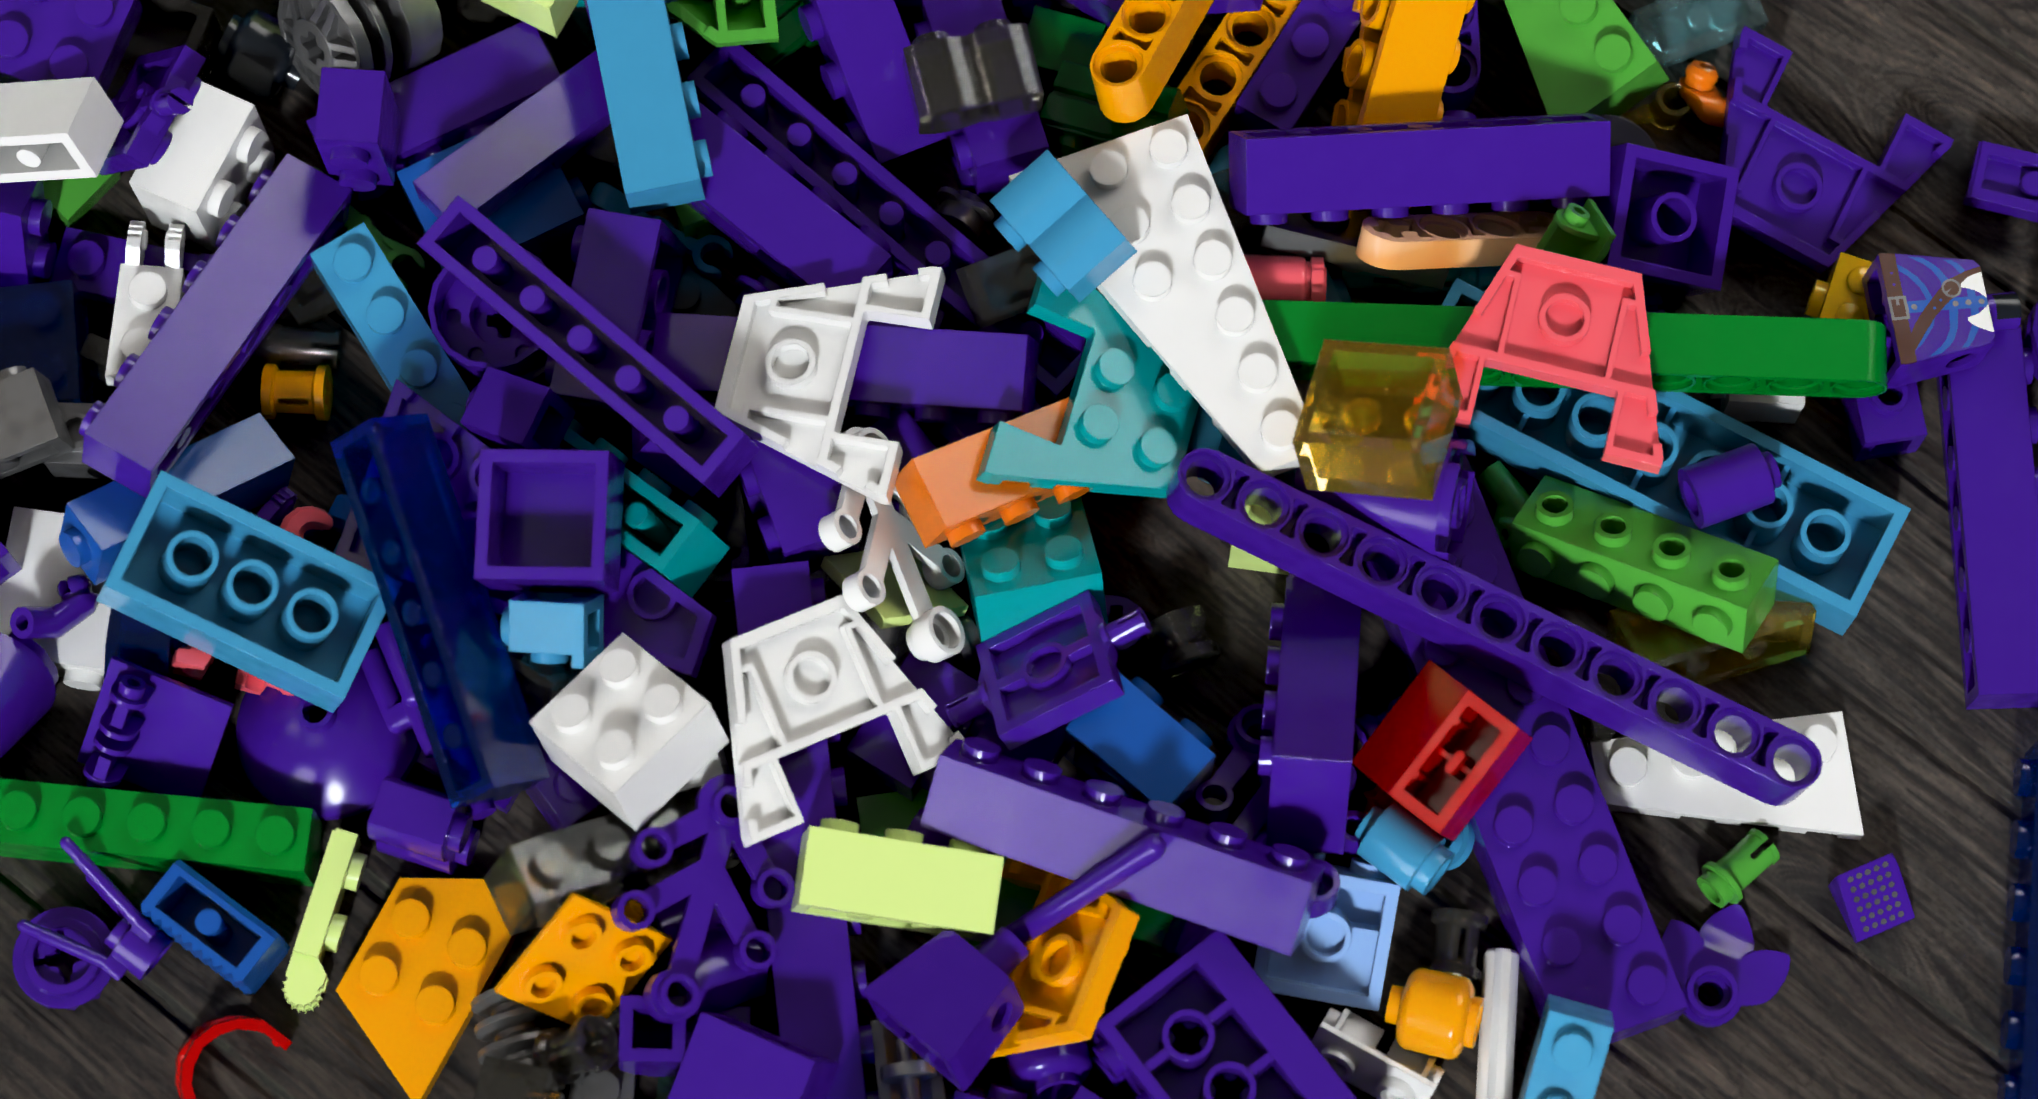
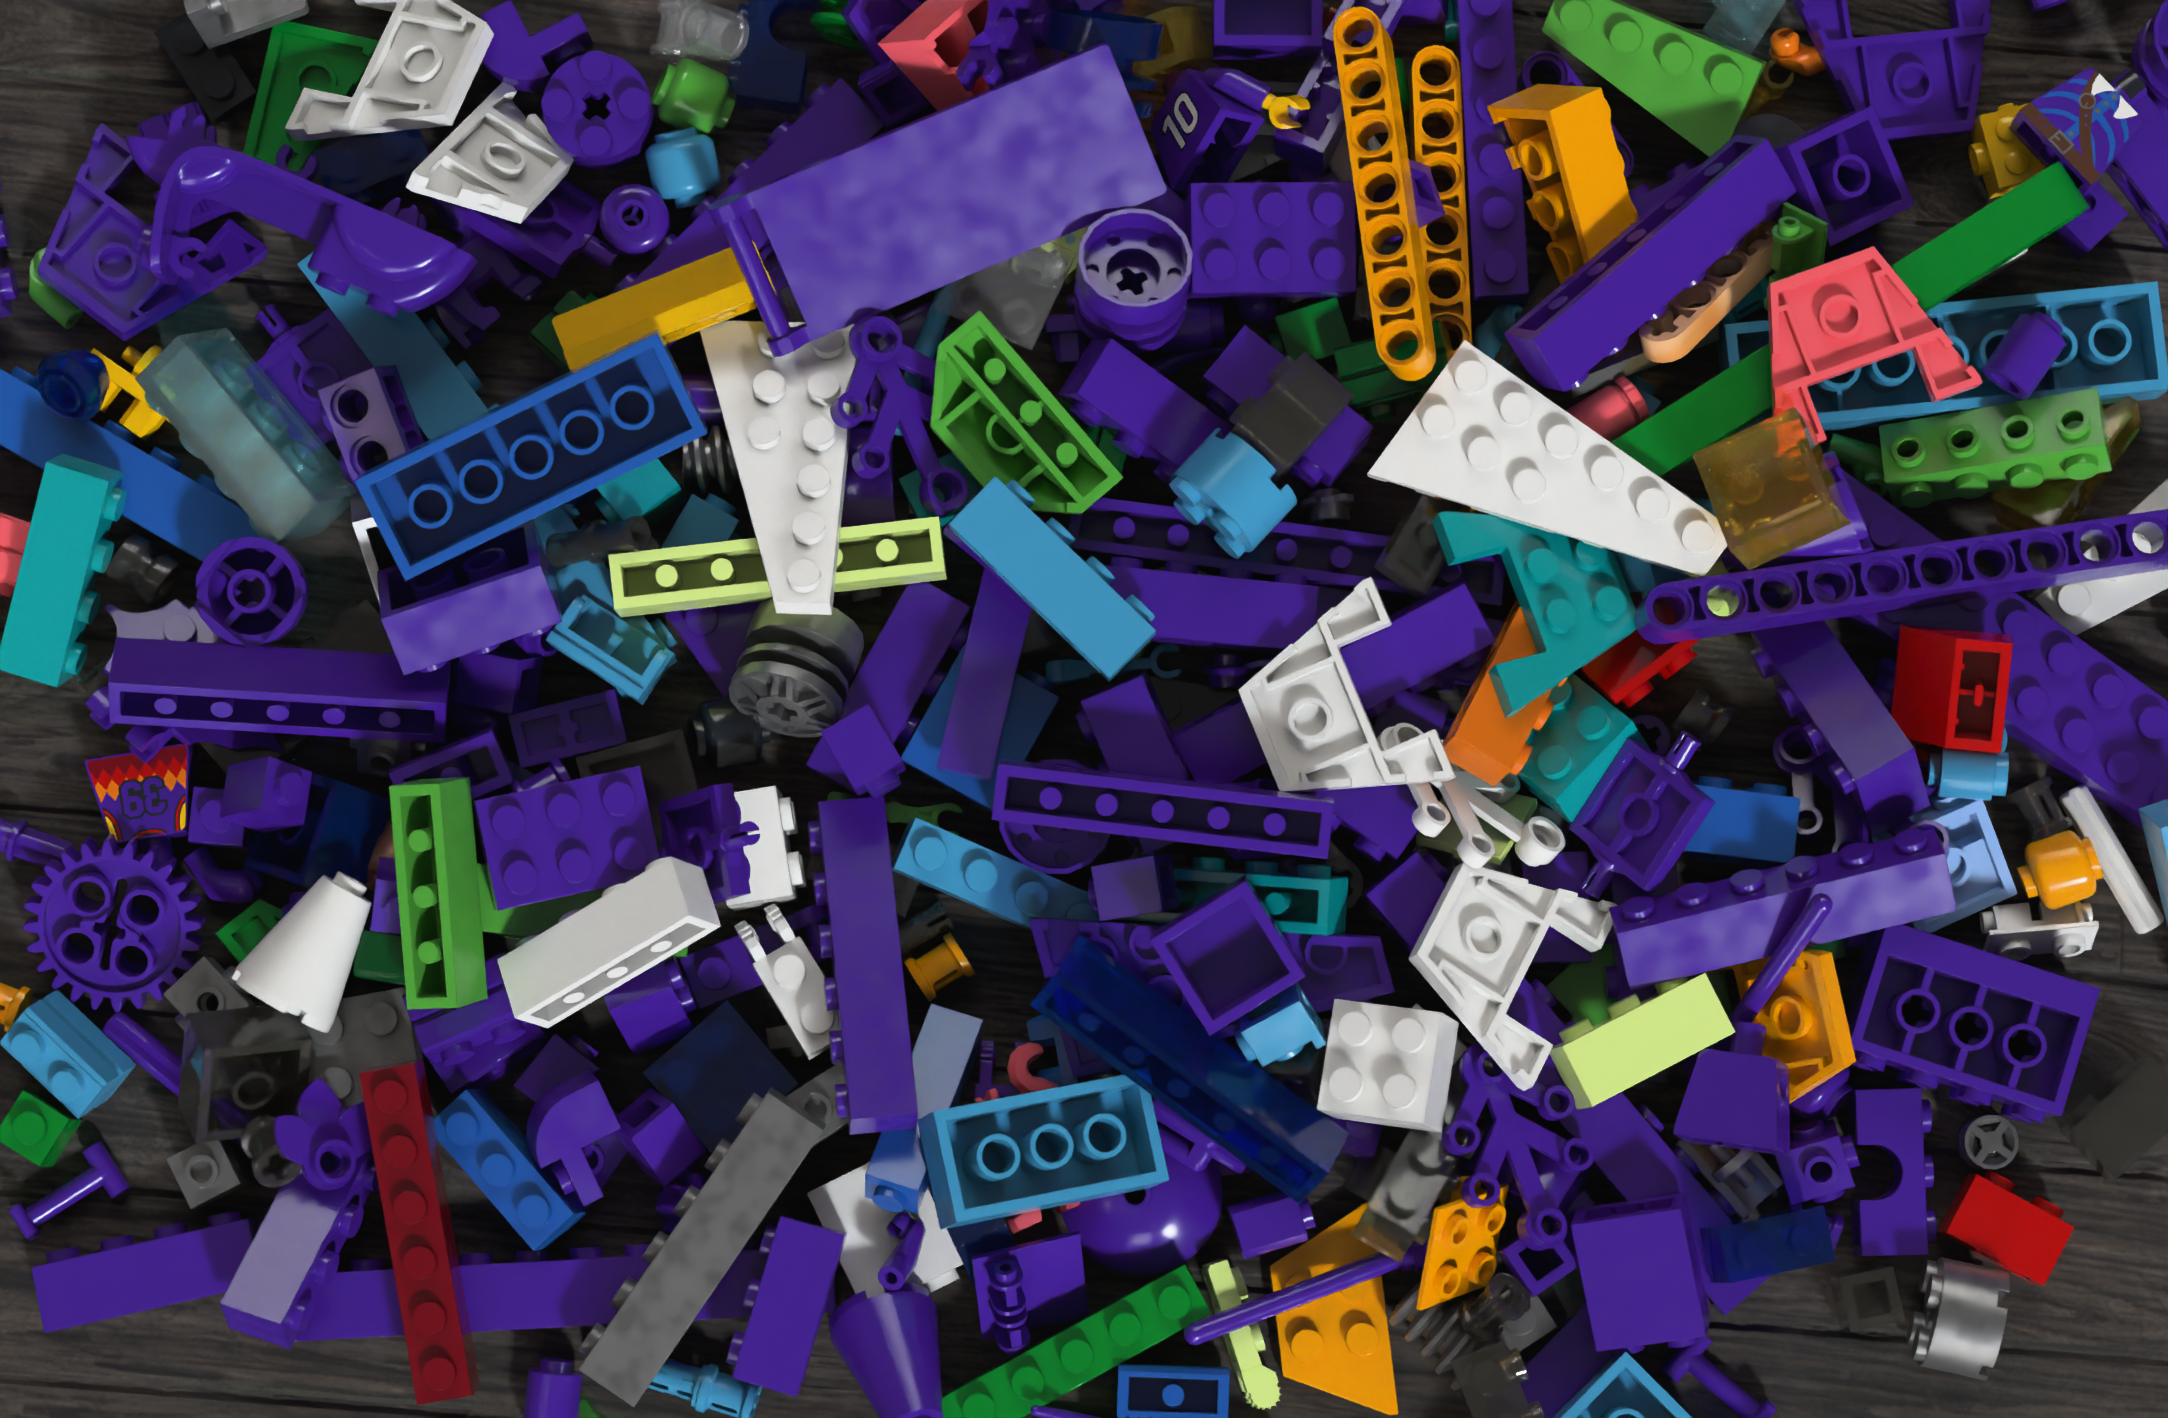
camera: 35 degrees left, 10 degrees up
(395, 912) = (1303, 1293): none -> dark purple piece
(869, 112) = (1231, 491): none -> dark azure brick
(1062, 228) = (1442, 492): dark azure brick -> none
(1144, 541) = (1625, 669): none -> red slope

